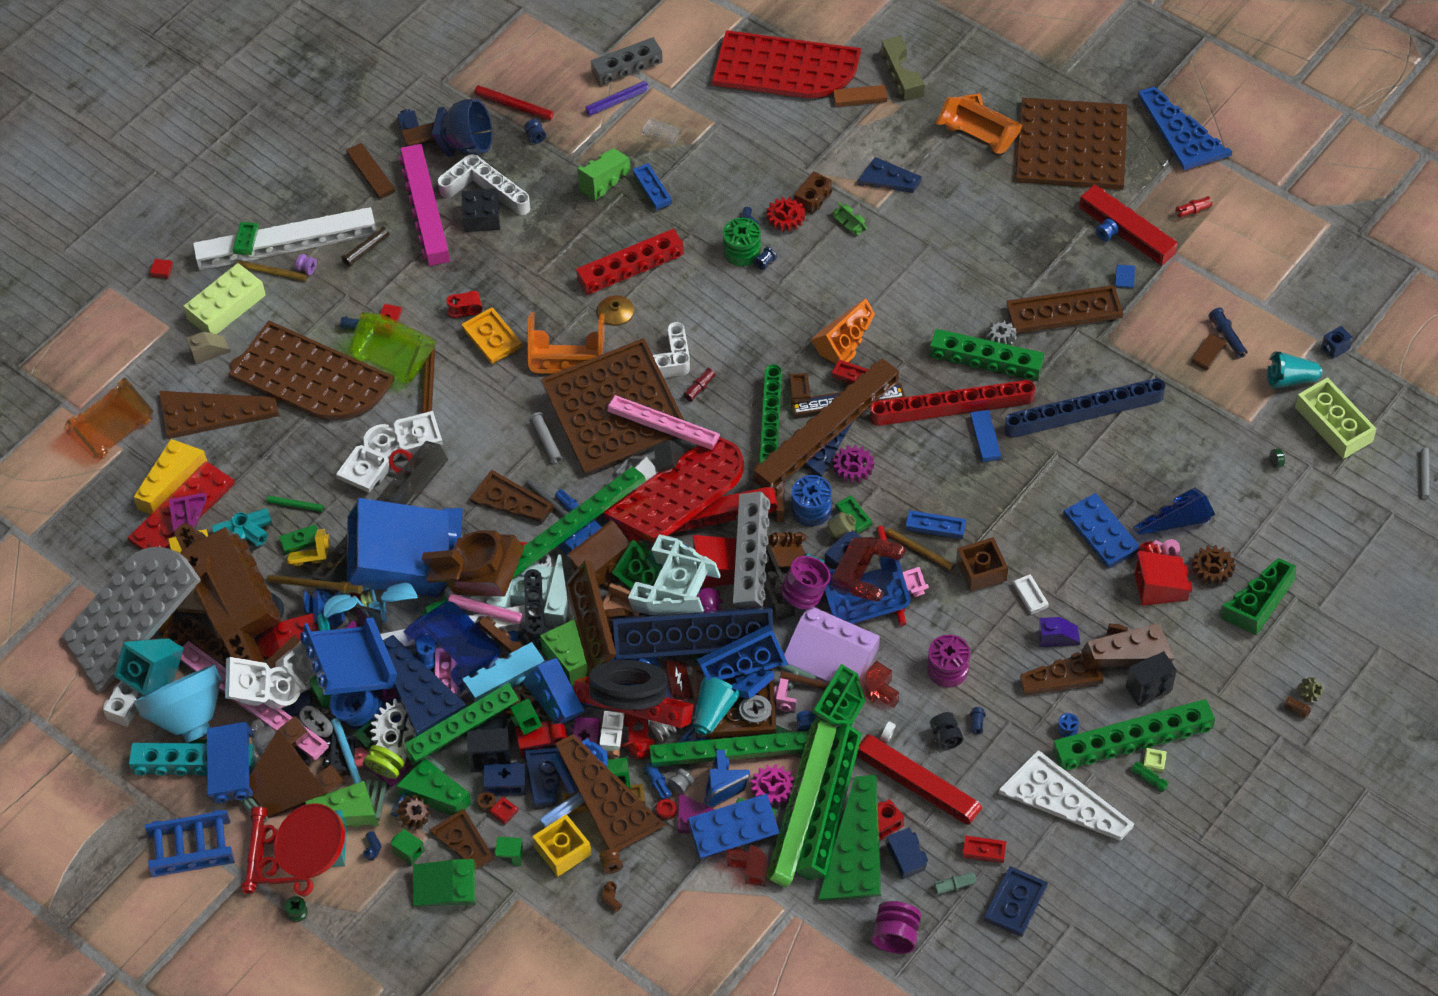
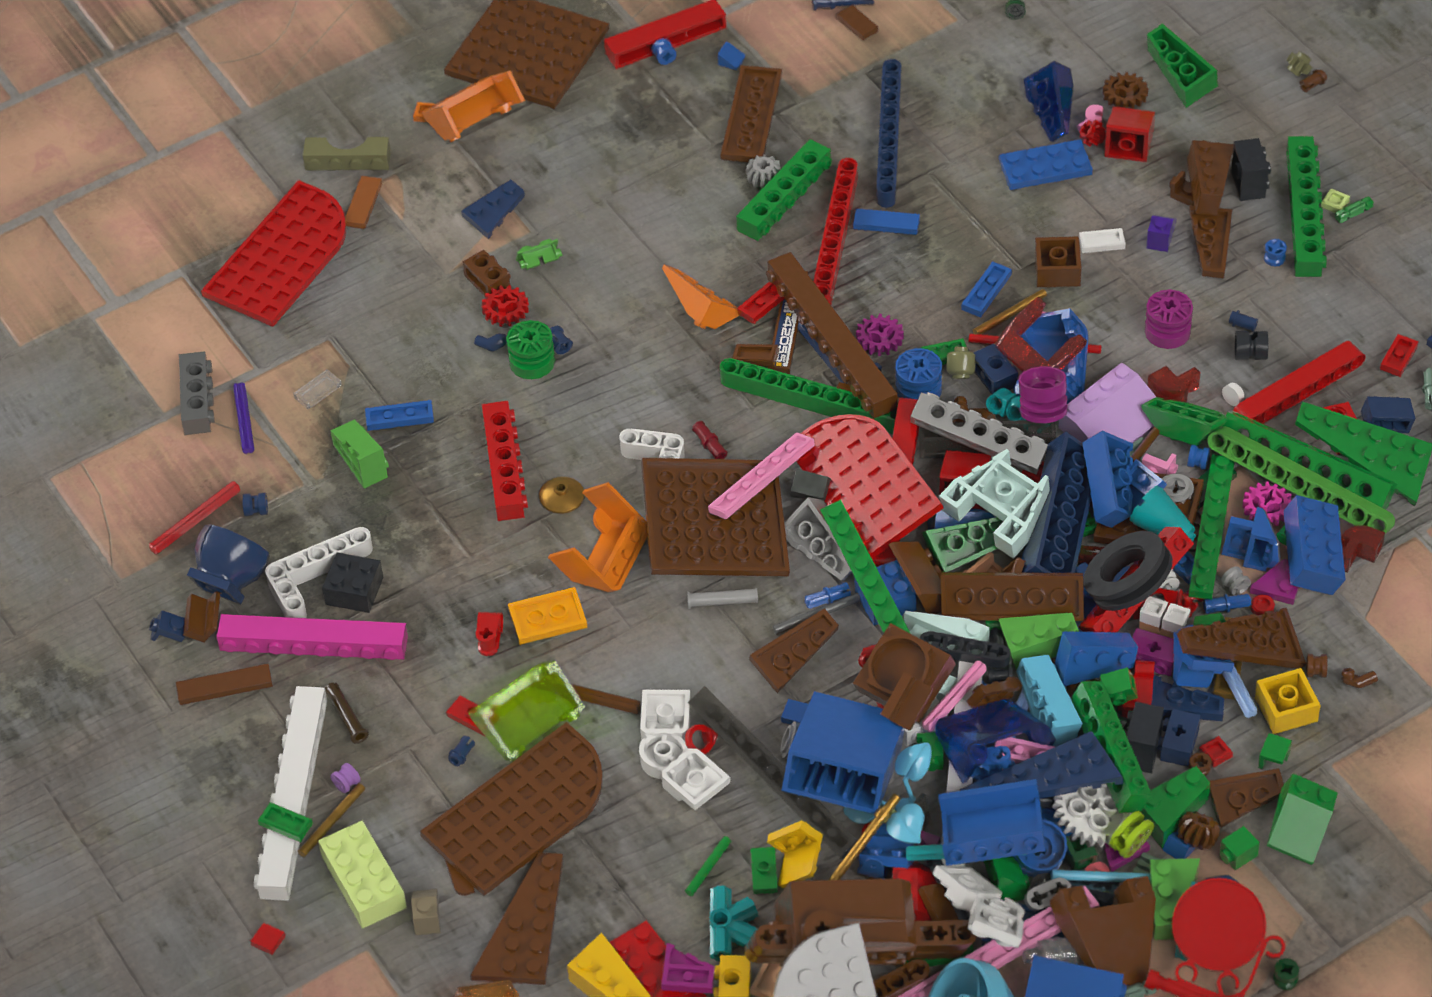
camera: 70 degrees left, 5 degrees down
(1055, 791) = (1348, 285): white wing -> none

